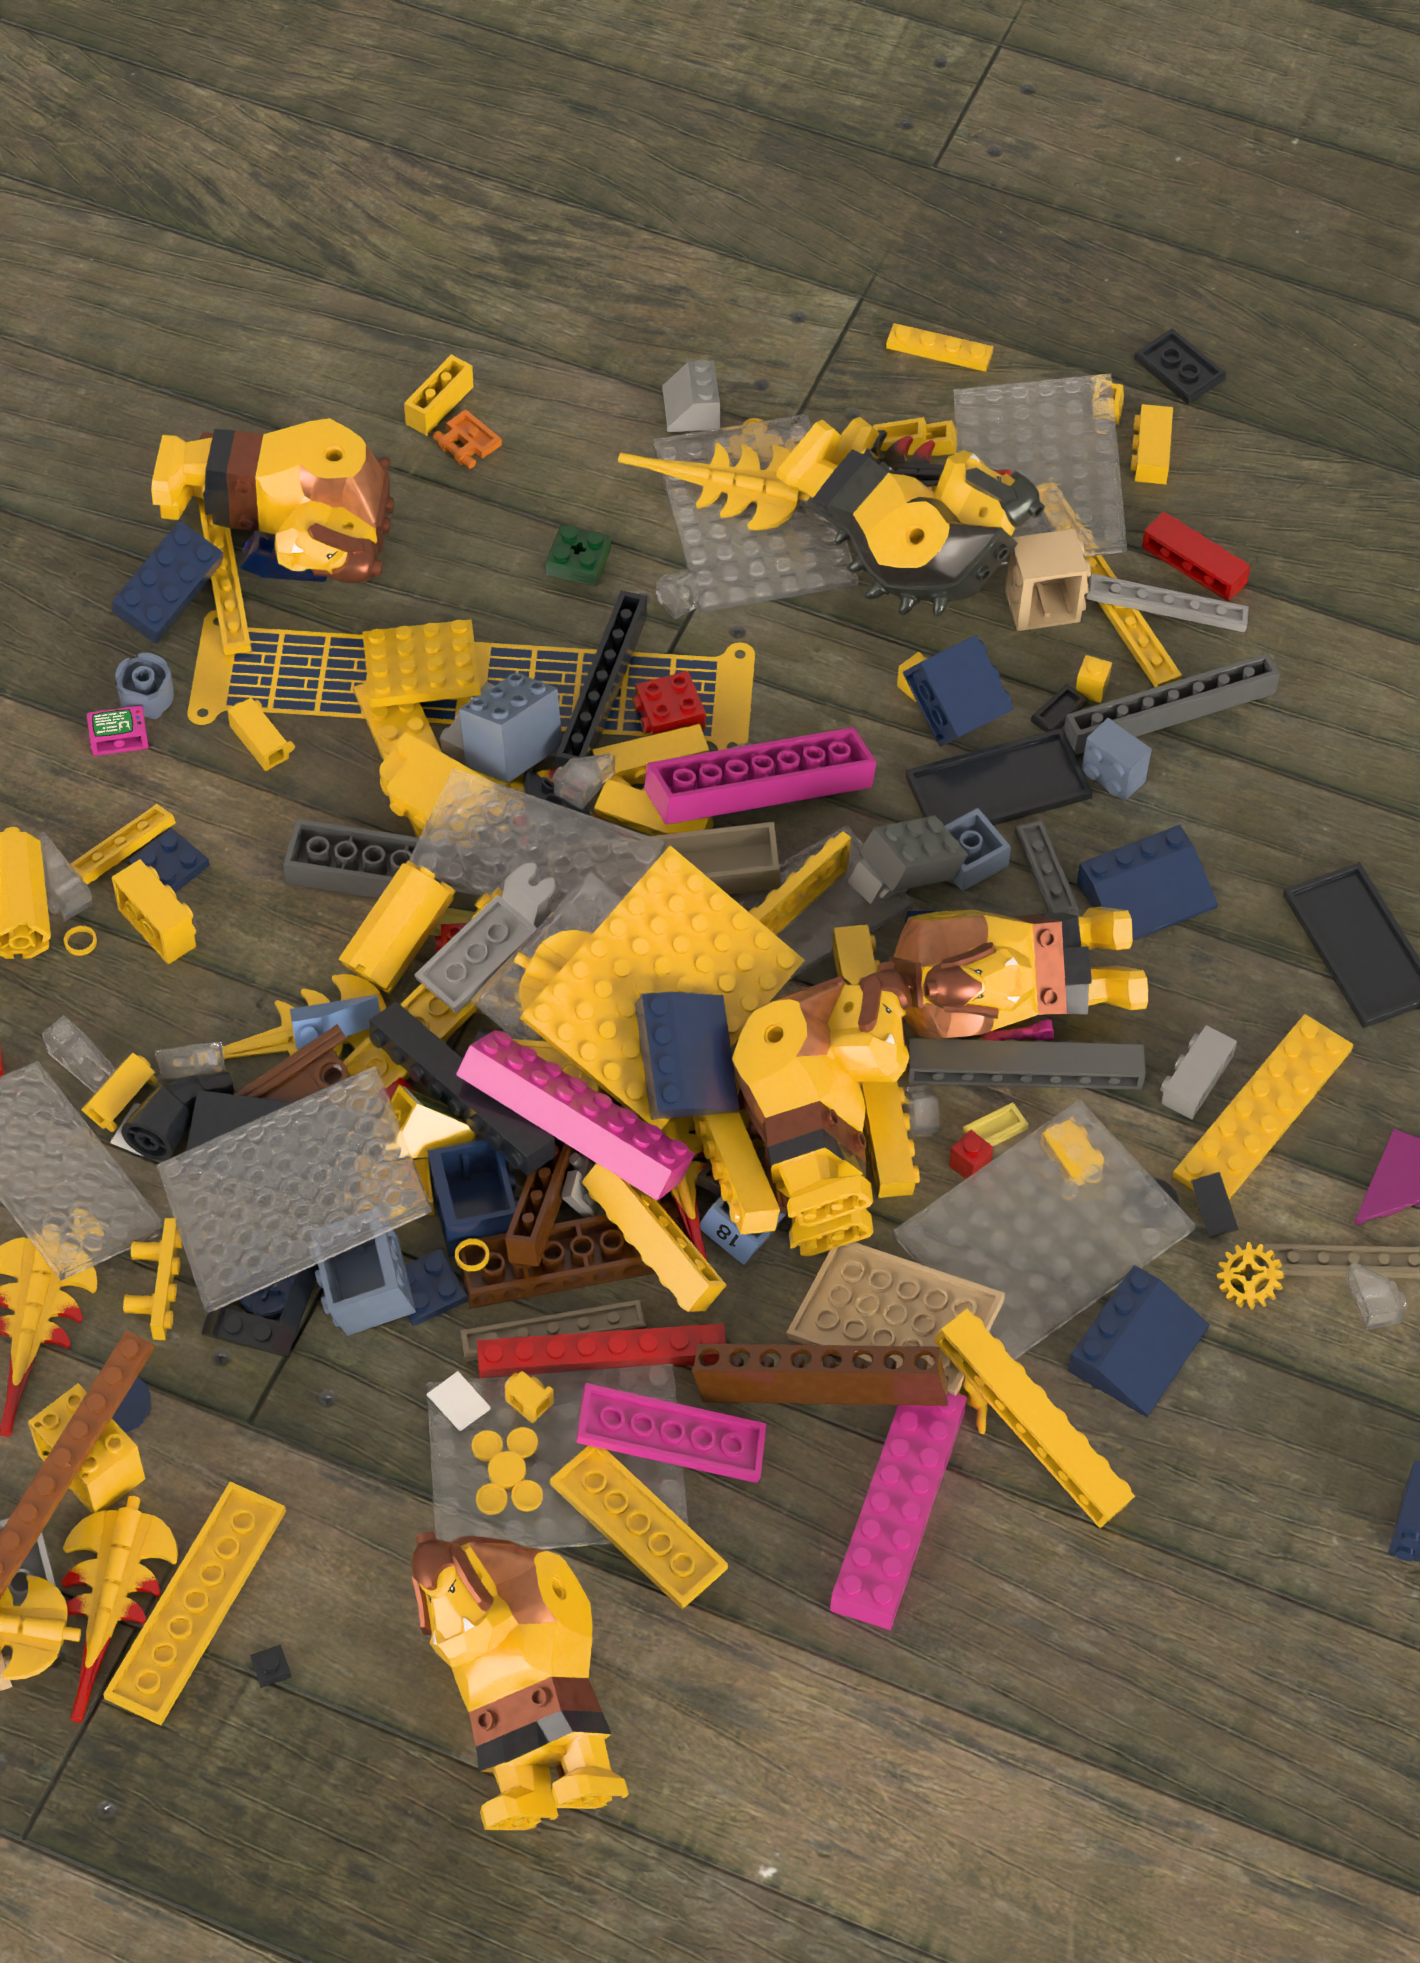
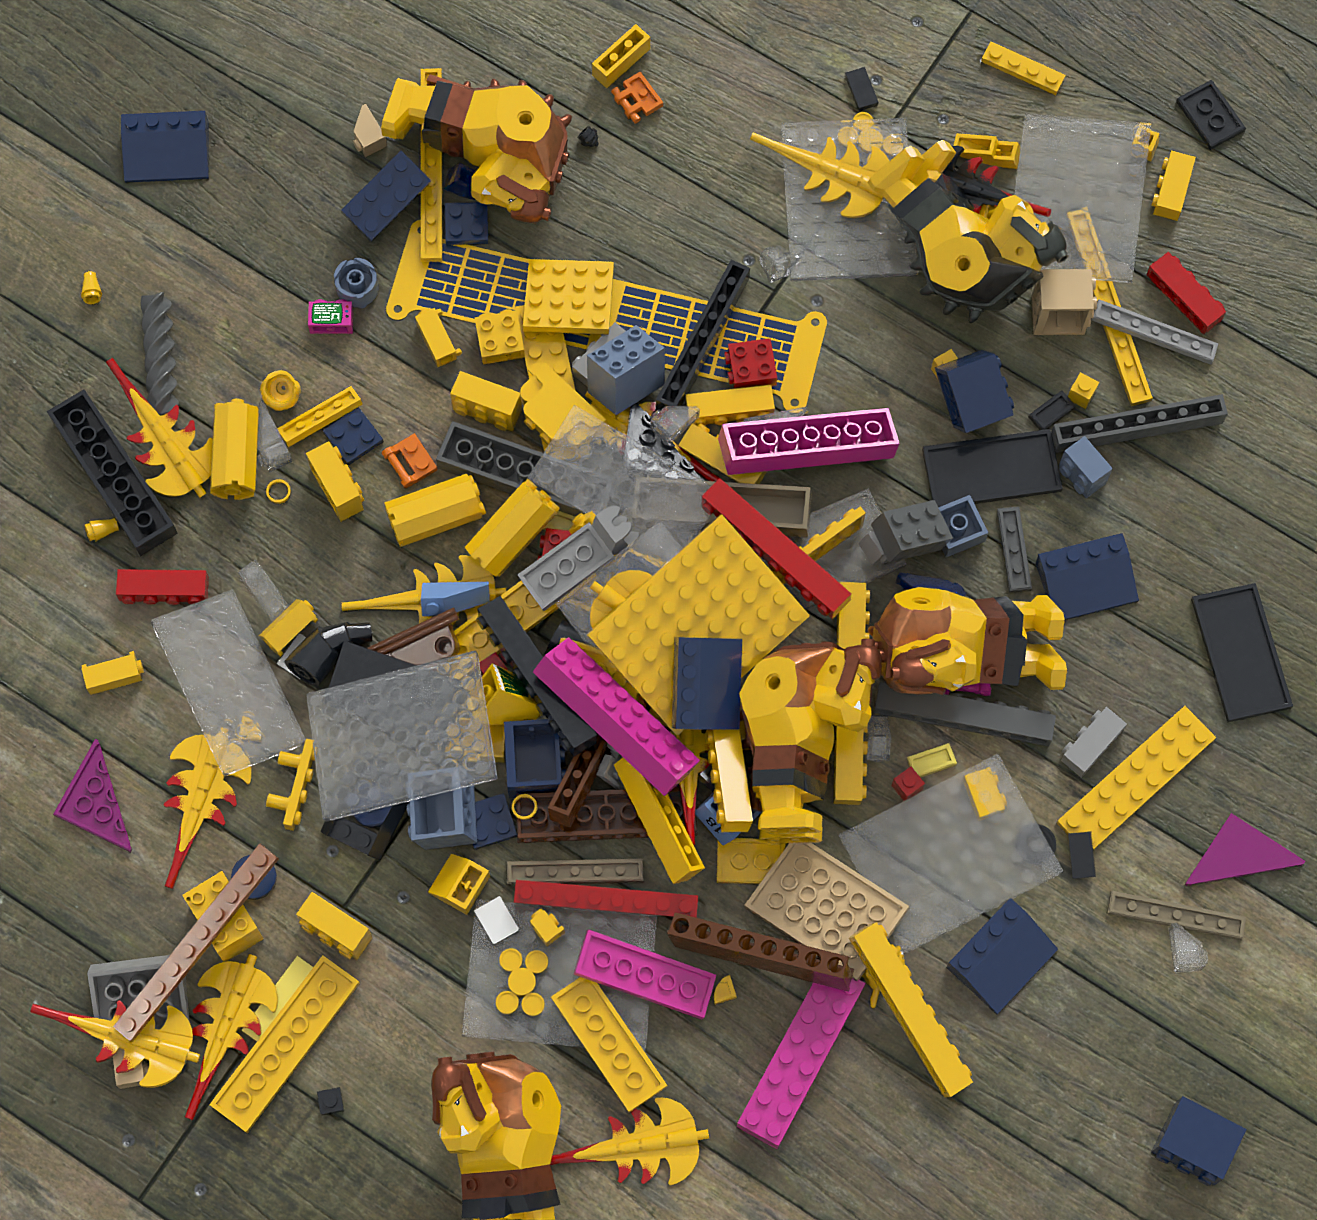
camera: 10 degrees right, 15 degrees up
(54, 815) = (275, 396): none -> yellow piece
(133, 521) = (368, 133): none -> tan slope
(185, 1532) = (285, 989): none -> light yellow tile
(190, 1060) = (343, 610): clear slope -> none
(240, 1440) = (333, 927): none -> yellow brick
(253, 874) = (415, 456): none -> orange plate
(275, 604) = (466, 223): none -> dark blue plate
(290, 925) = (435, 509): none -> yellow brick
(336, 792) = (486, 401): none -> yellow brick
(341, 720) = (499, 336): none -> yellow brick
(402, 1364) = (459, 883): none -> yellow slope
(414, 490) = (588, 137): none -> black plate
(578, 555) = (711, 226): dark green brick -> none
(692, 398) = (818, 90): light grey slope -> none
(745, 394) = (861, 89): none -> black tile
(748, 1638) = (672, 1139): none -> yellow animal
(764, 898) = (777, 549): none -> red brick
(776, 1281) = (746, 860): none -> yellow tile
(781, 1444) = (724, 991): none -> yellow tile
(1238, 1275) = (1098, 906): yellow gear -> none

